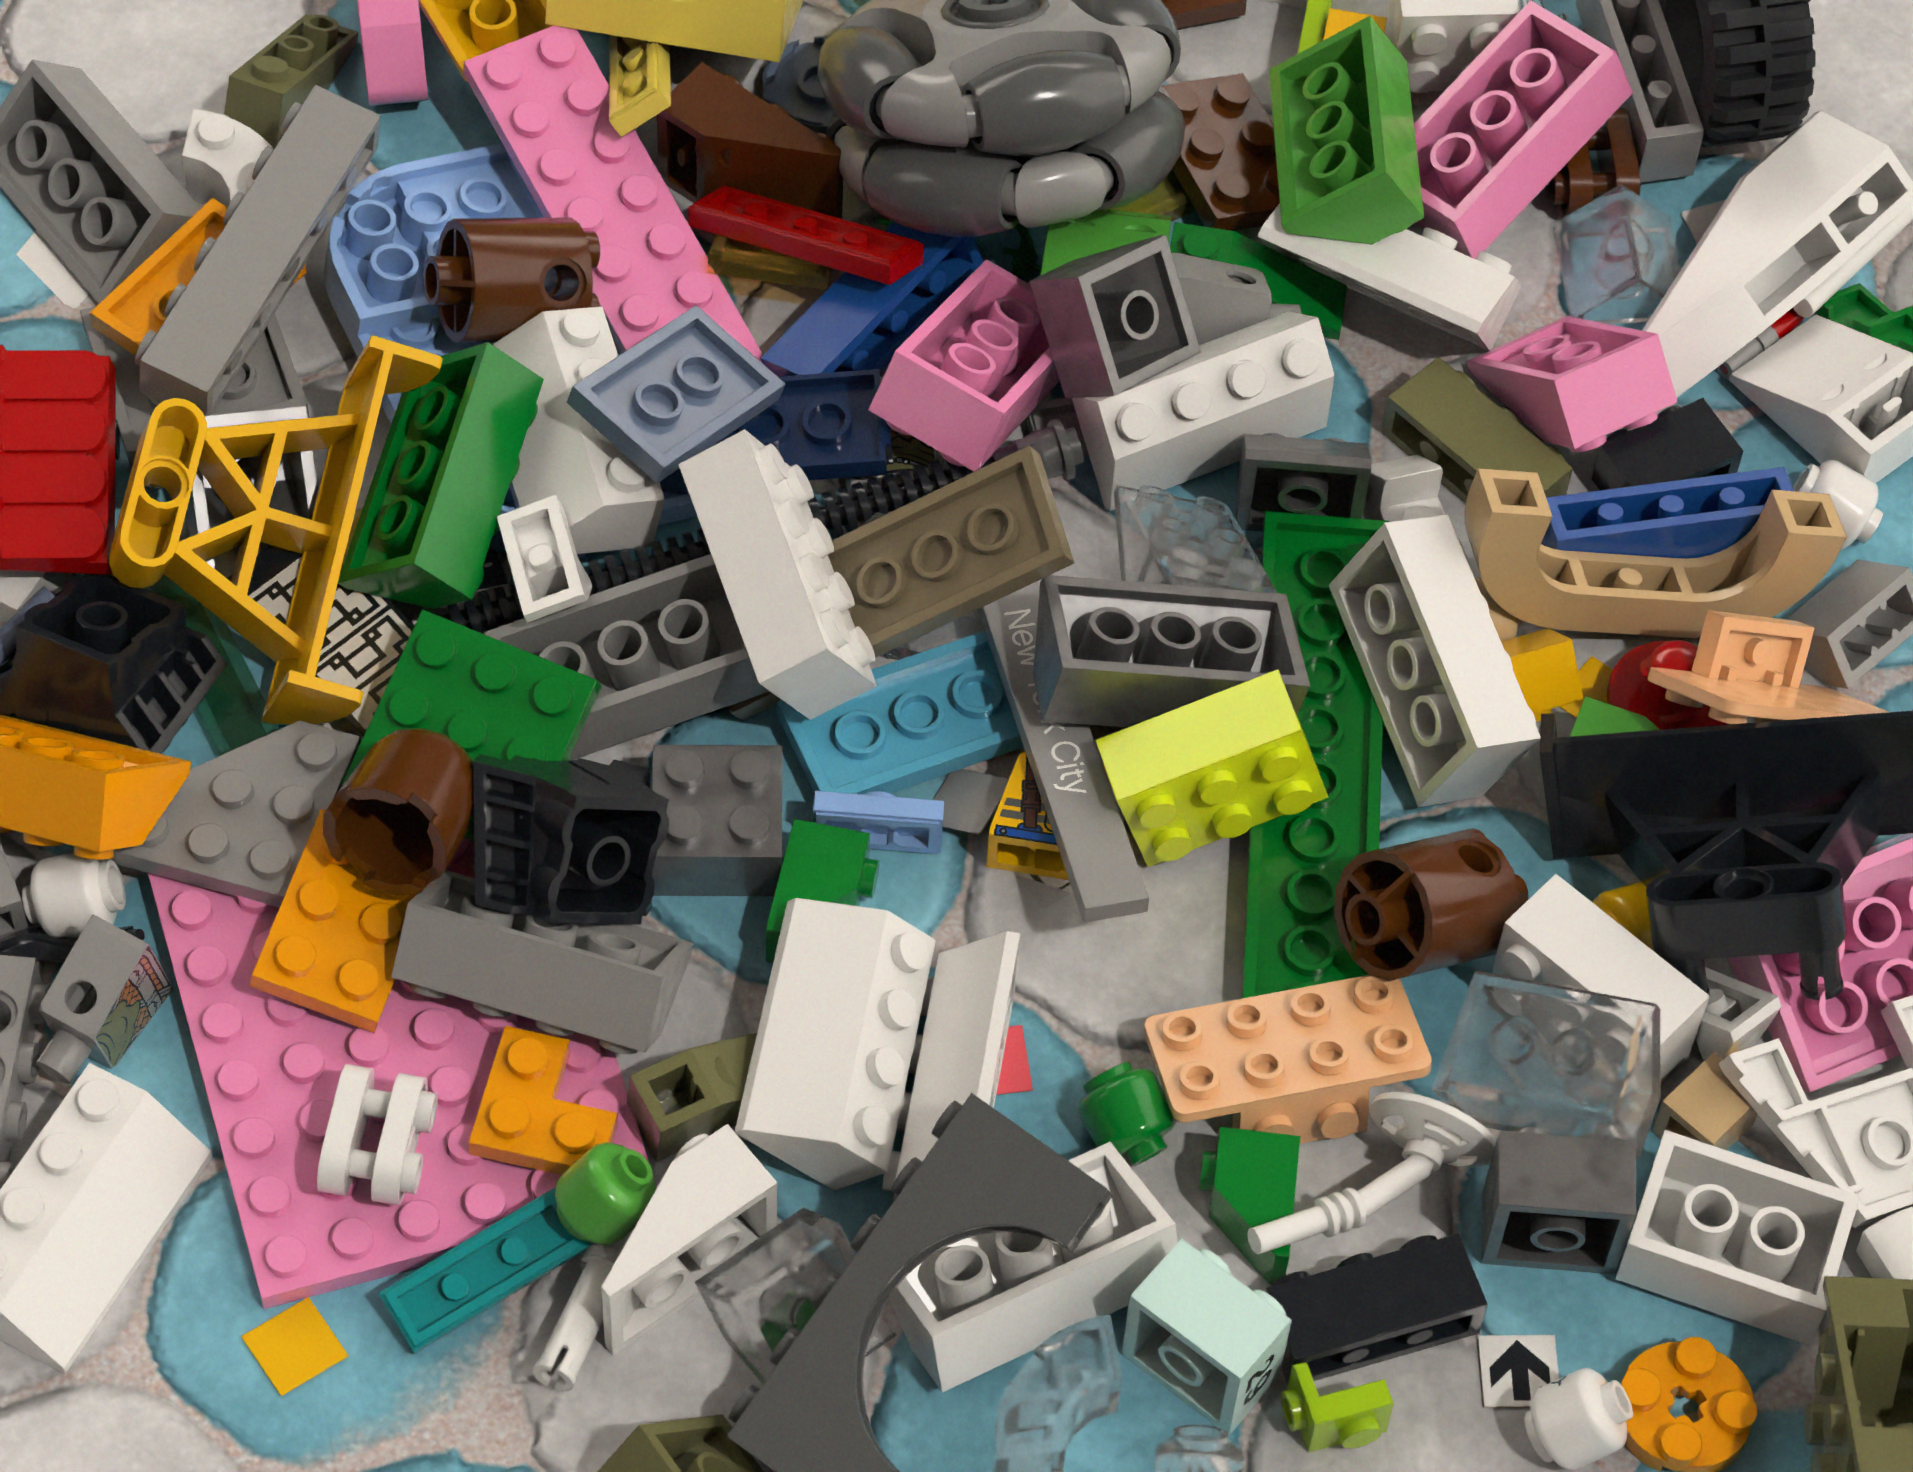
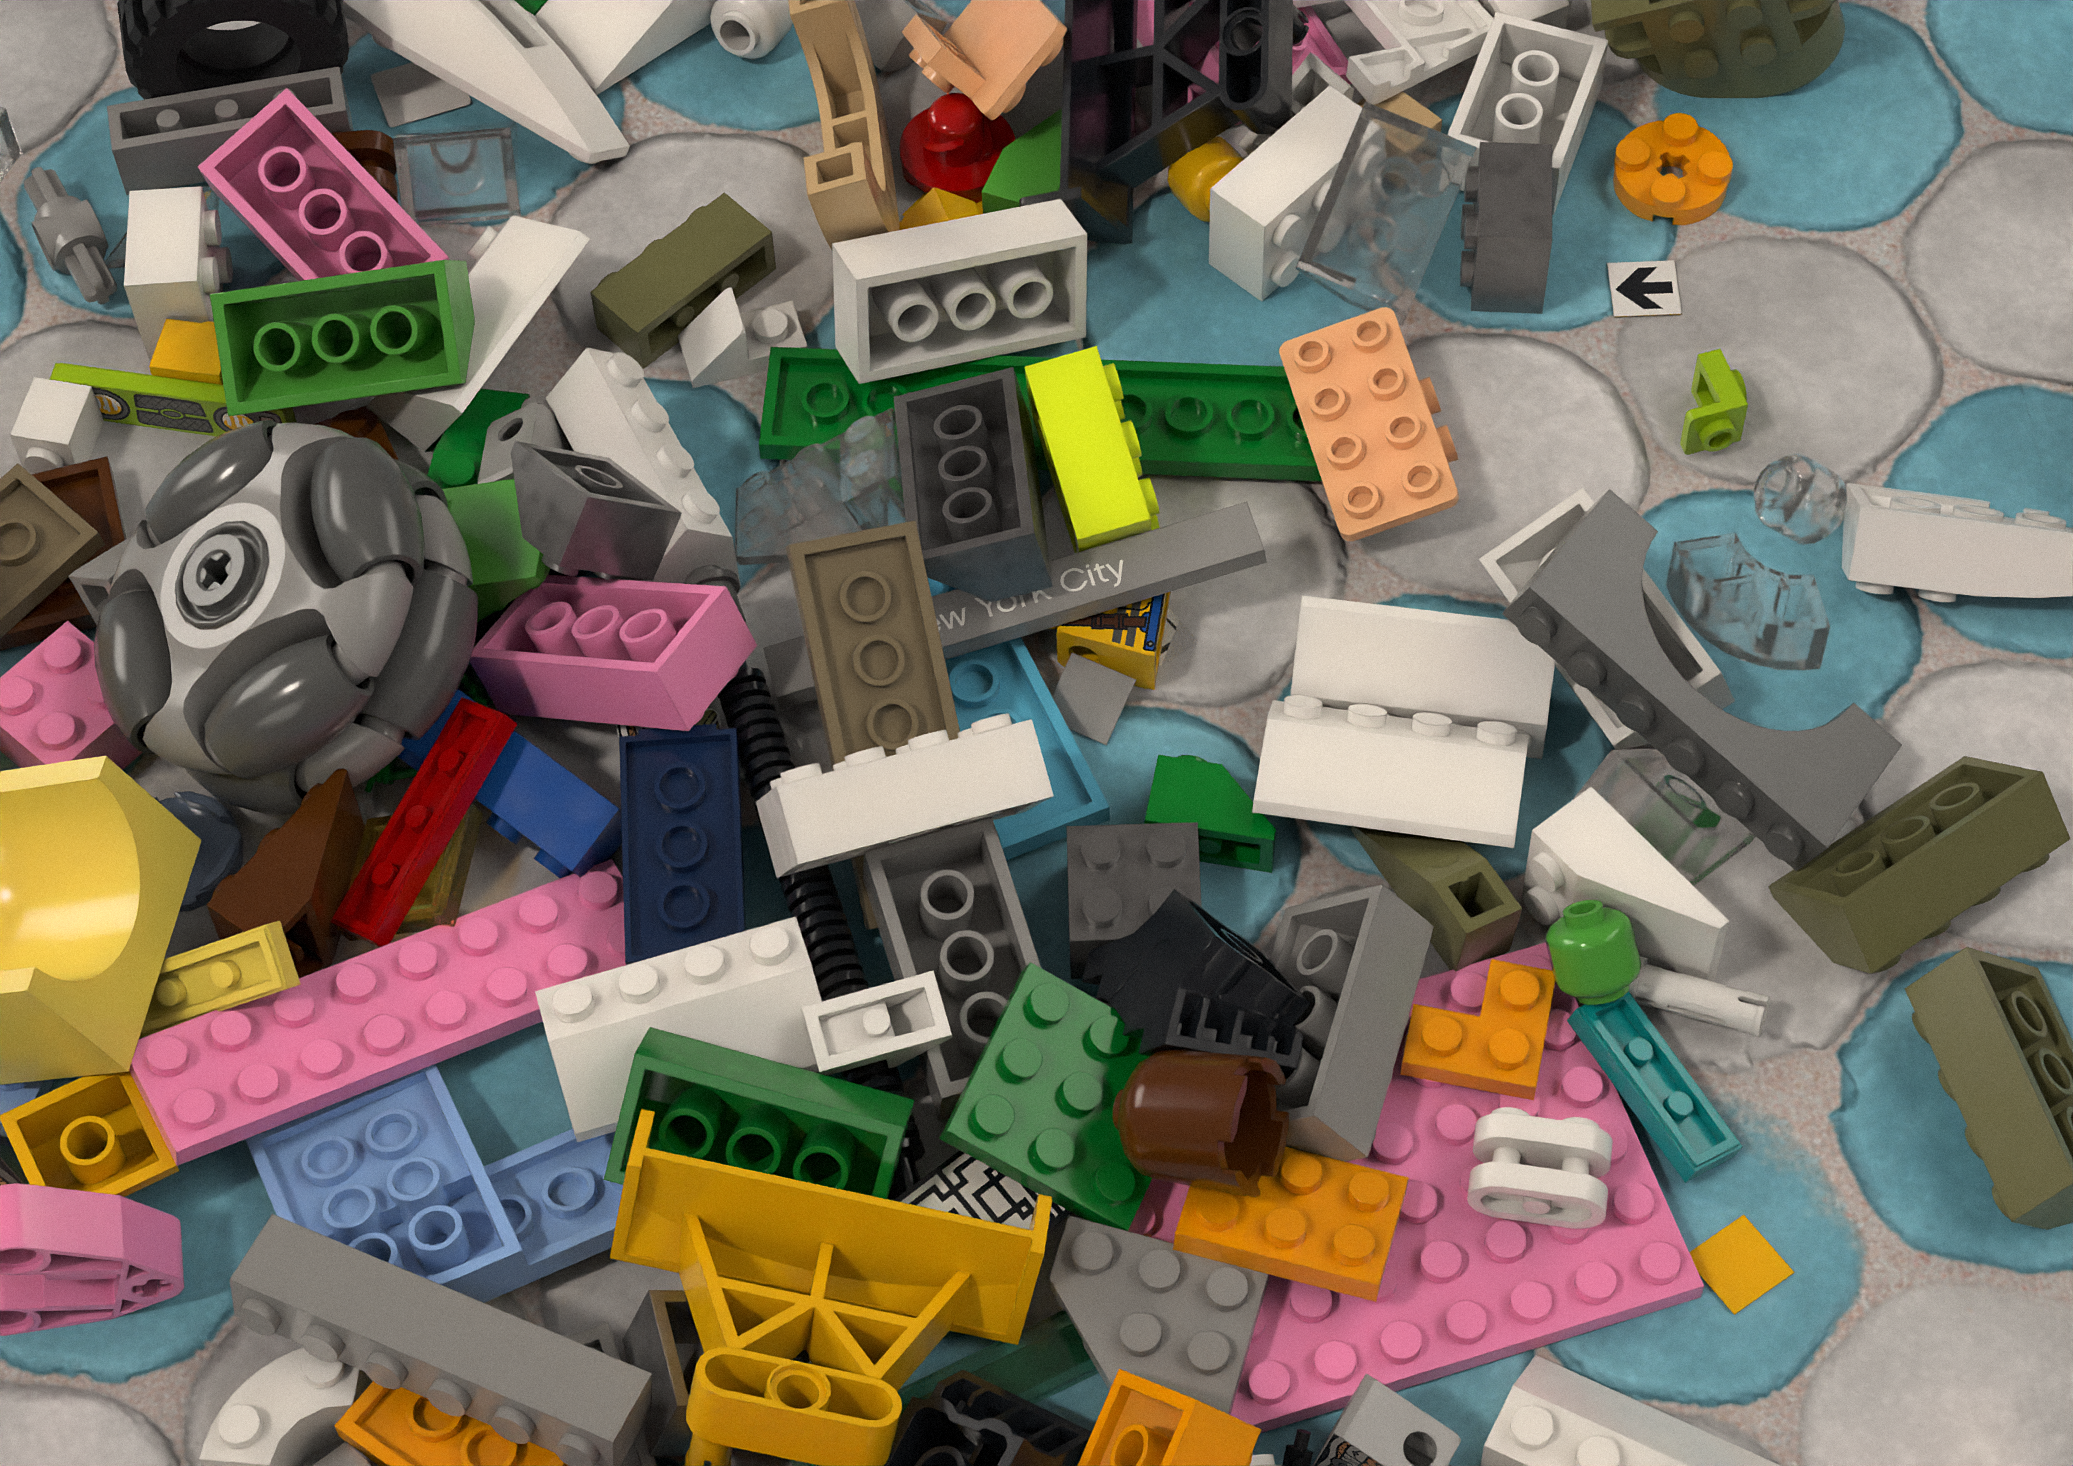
camera: 85 degrees left, 0 degrees up
(286, 73) = (133, 1383): olive slope -> none
(507, 271) = (488, 1084): reddish brown cylinder -> none
(675, 393) = (673, 899): sand blue plate -> none
(890, 820) = (1123, 760): light blue plate -> none
(1127, 1111) = (1434, 557): green head -> none
(1206, 1335) = (1679, 472): light aqua brick -> none
(1251, 1185) = (1514, 459): green slope -> none
(1300, 478) = (725, 404): flat silver slope -> none
(1380, 1306) = (1613, 377): black brick -> none
(1426, 904) = (1225, 303): reddish brown cylinder -> none
(1427, 1144) = (1540, 382): white dish -> none
(1578, 1419) = (1707, 229): white head -> none
(1579, 380) = (620, 184): bright pink slope -> none
(1664, 518) = (784, 122): blue brick -> none
(1674, 447) = (702, 136): black brick -> none

